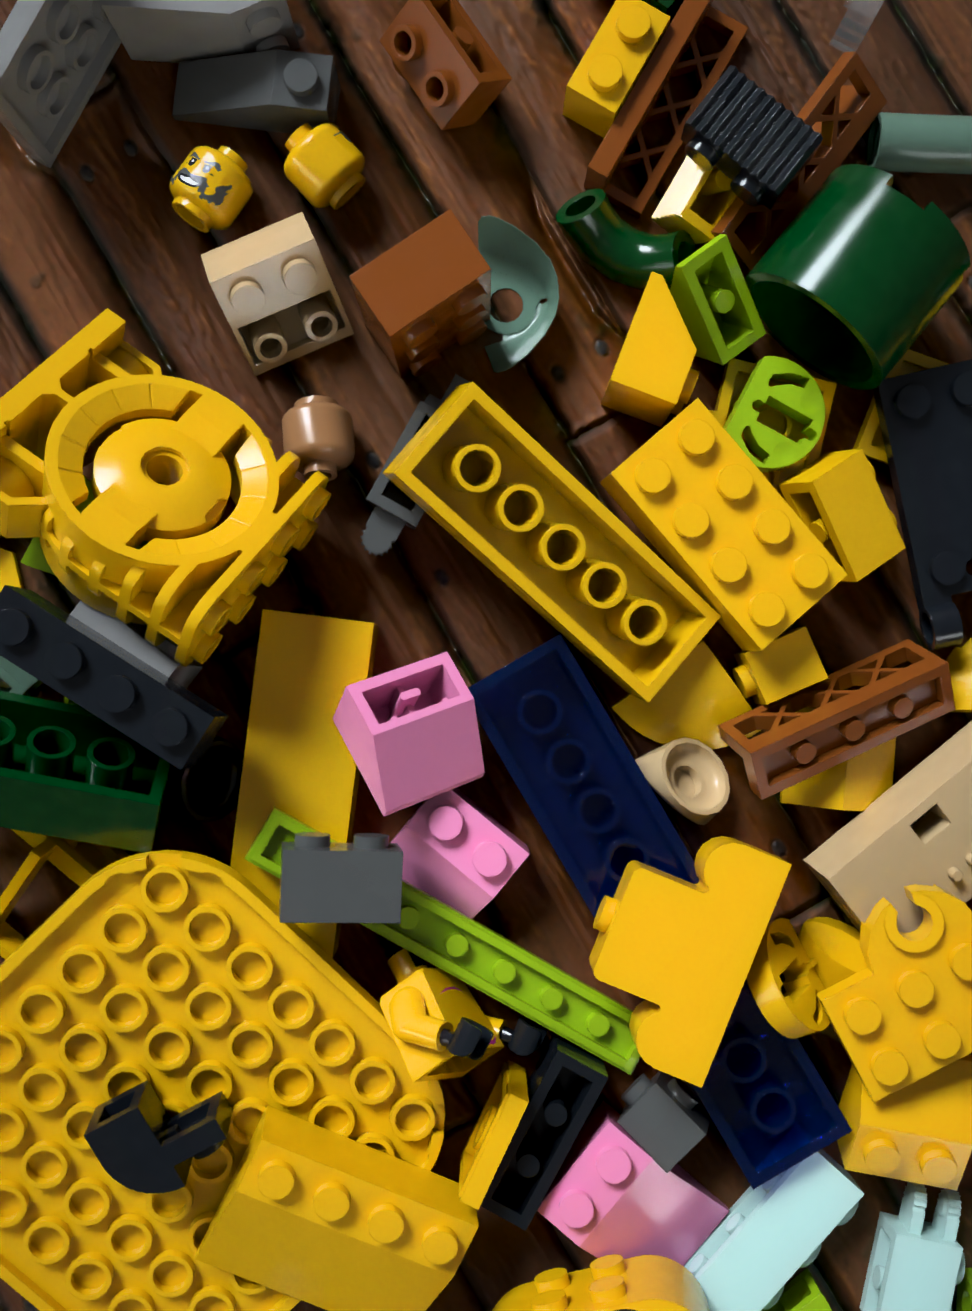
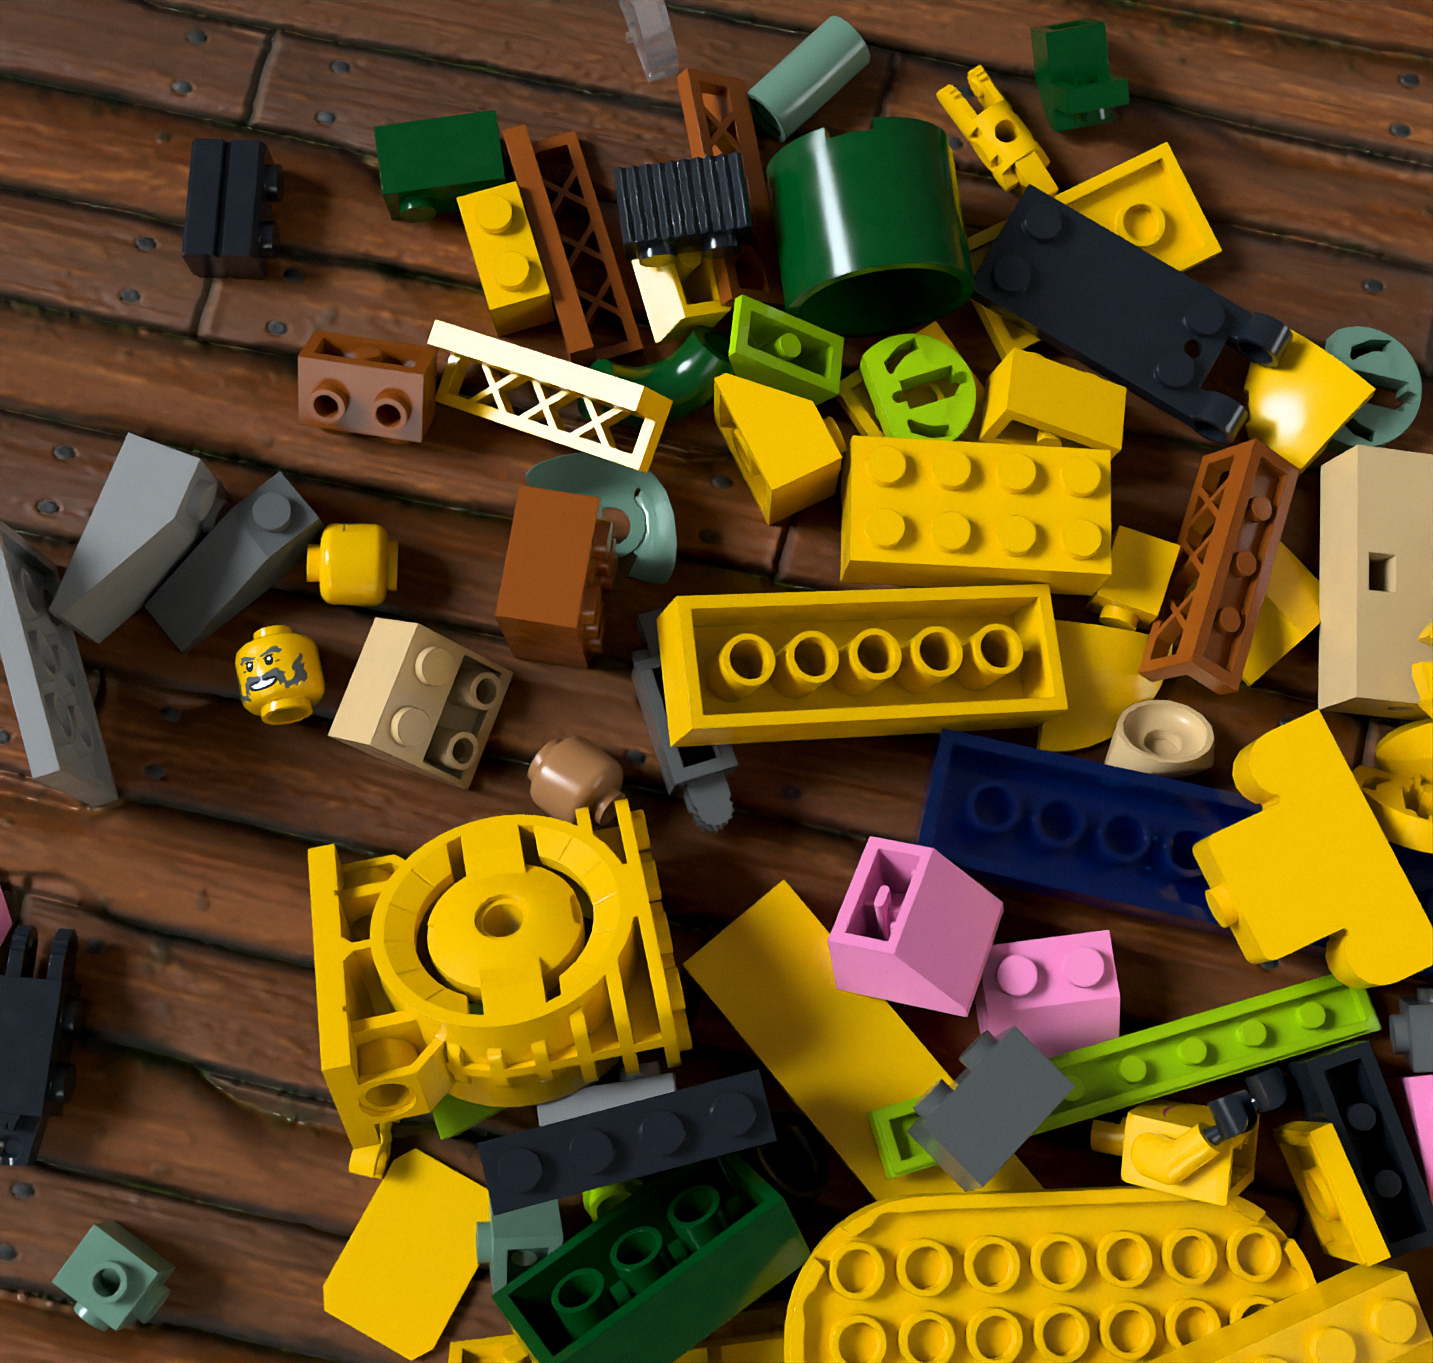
camera: 45 degrees left, 10 degrees down
(558, 167) = (545, 372): none -> fence

